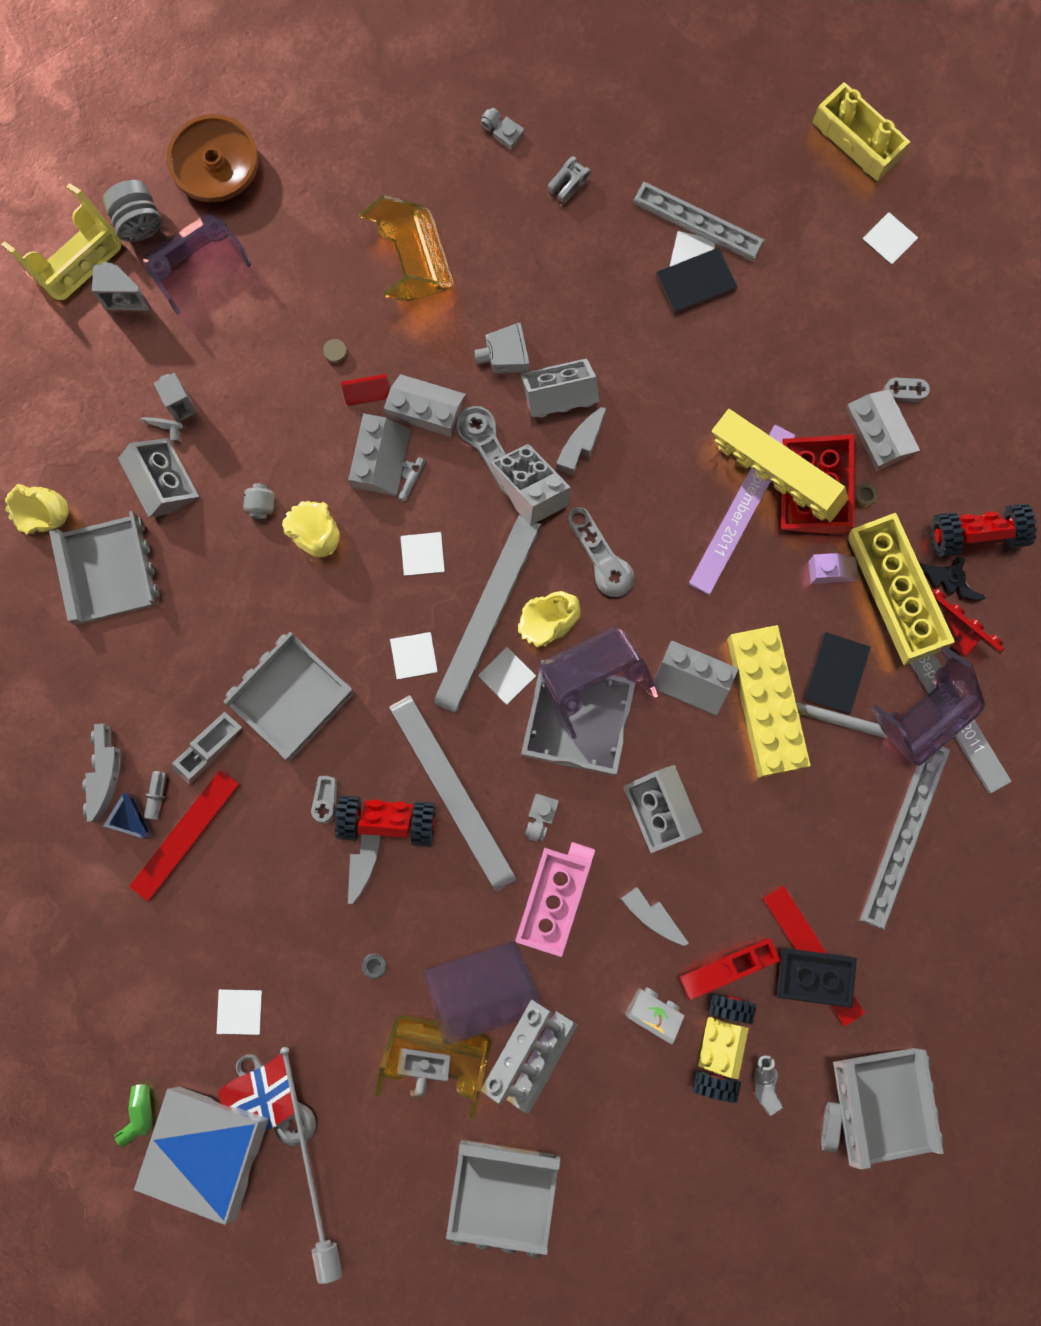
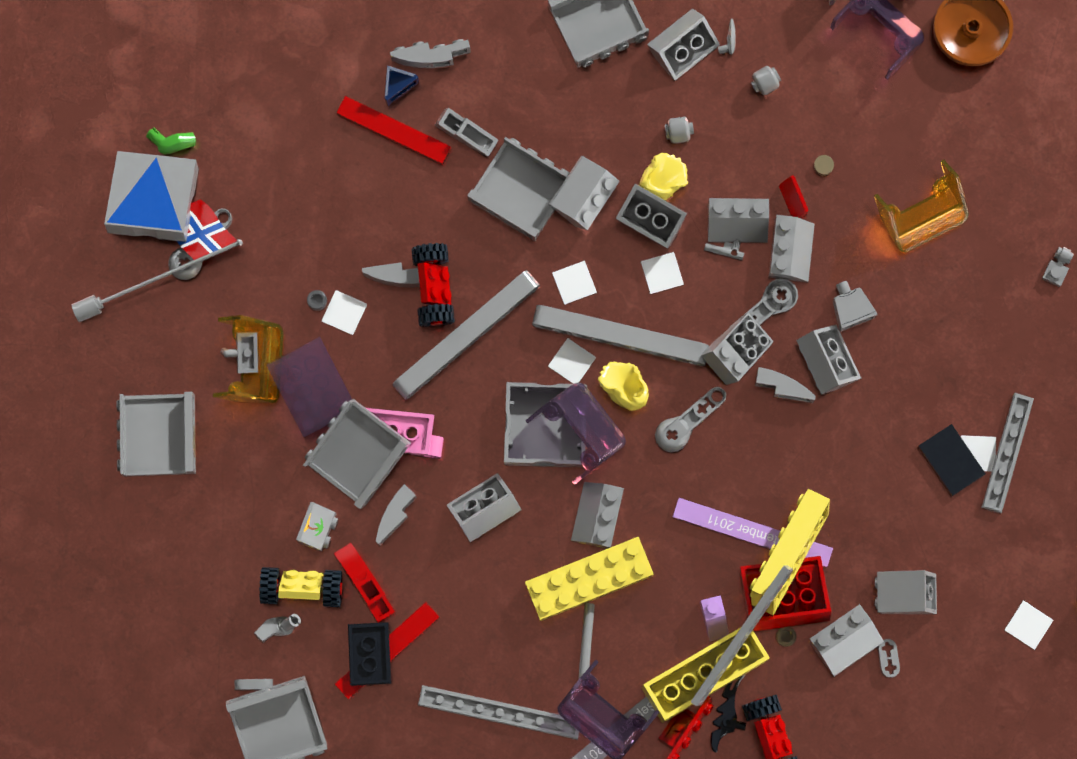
camera: 80 degrees right, 0 degrees up
(155, 795) = (420, 100): light grey axle -> none
(175, 397) = (752, 43): light grey brick -> none
(222, 393) = (765, 80): none -> light grey head
(239, 1012) = (263, 202): white sticker -> none
(311, 621) = (584, 193): none -> light grey slope
(325, 796) = (442, 234): light grey piece -> none
(355, 548) = (651, 216): none -> light grey slope
(395, 935) = (344, 312): none -> white sticker
(541, 1062) = (264, 445): light grey fence -> none
(543, 811) = (465, 410): light grey plate -> none
(572, 949) = (357, 452): none -> light grey panel
(574, 173) = (1021, 339): light grey piece -> none
(837, 673) = (625, 635): black tile -> none
(839, 356) = (906, 592): none -> light grey slope
(879, 530) = (742, 635): none -> light grey tile

